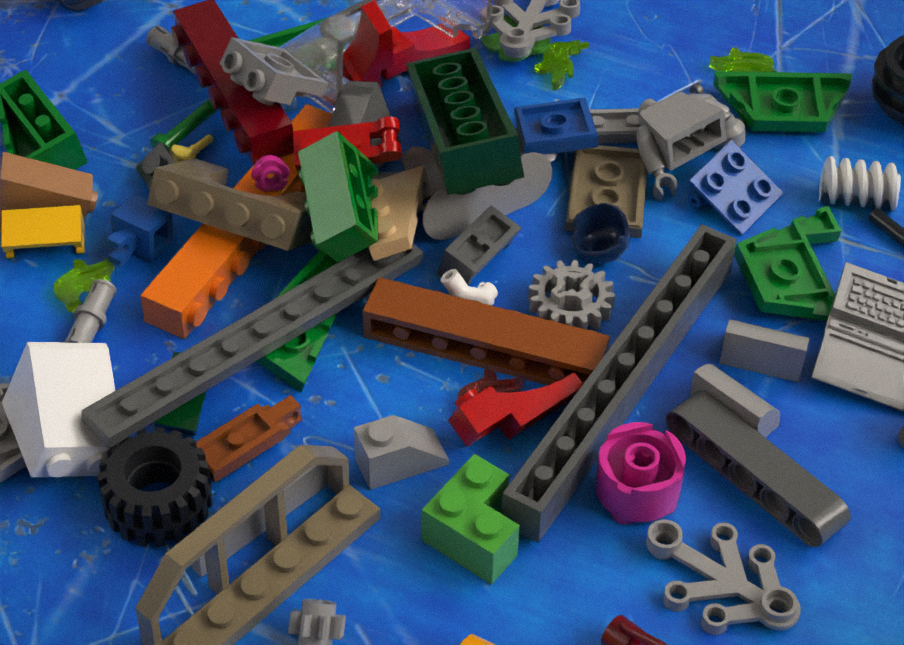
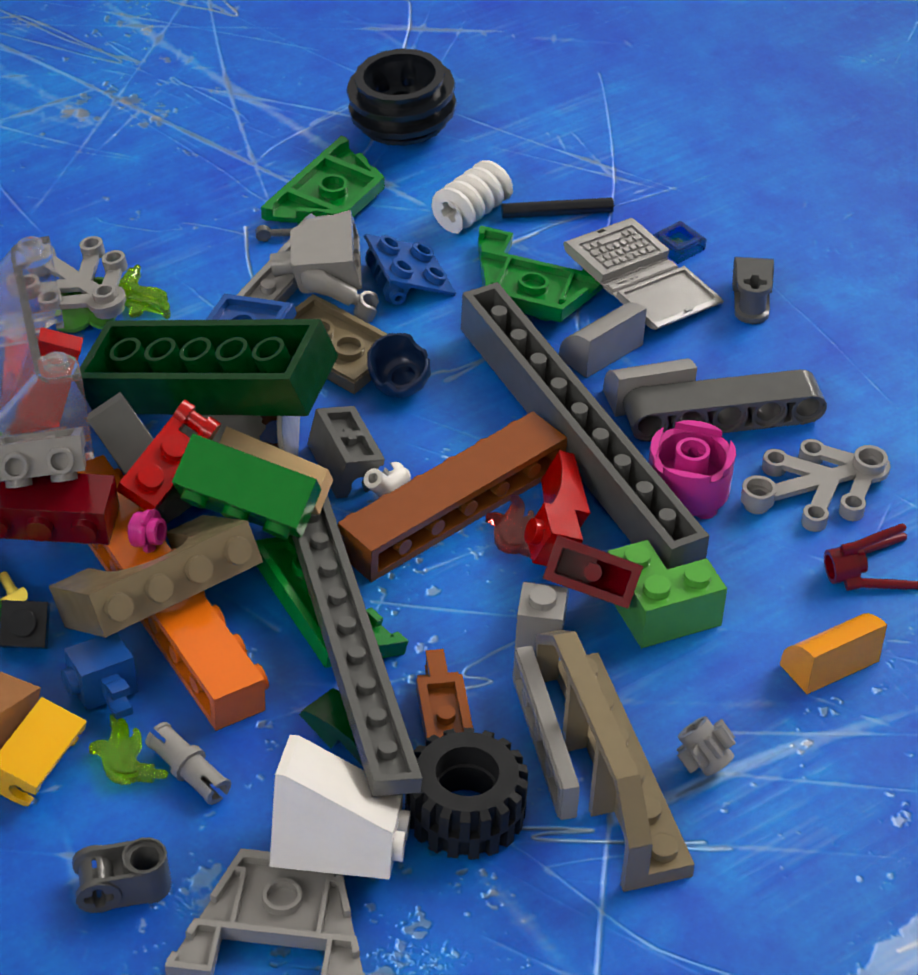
camera: 60 degrees left, 5 degrees down
(437, 447) = (592, 571): none -> dark red slope
(572, 295) = (451, 419): light grey gear -> none
(742, 62) = (255, 190): clear neon green piece -> none

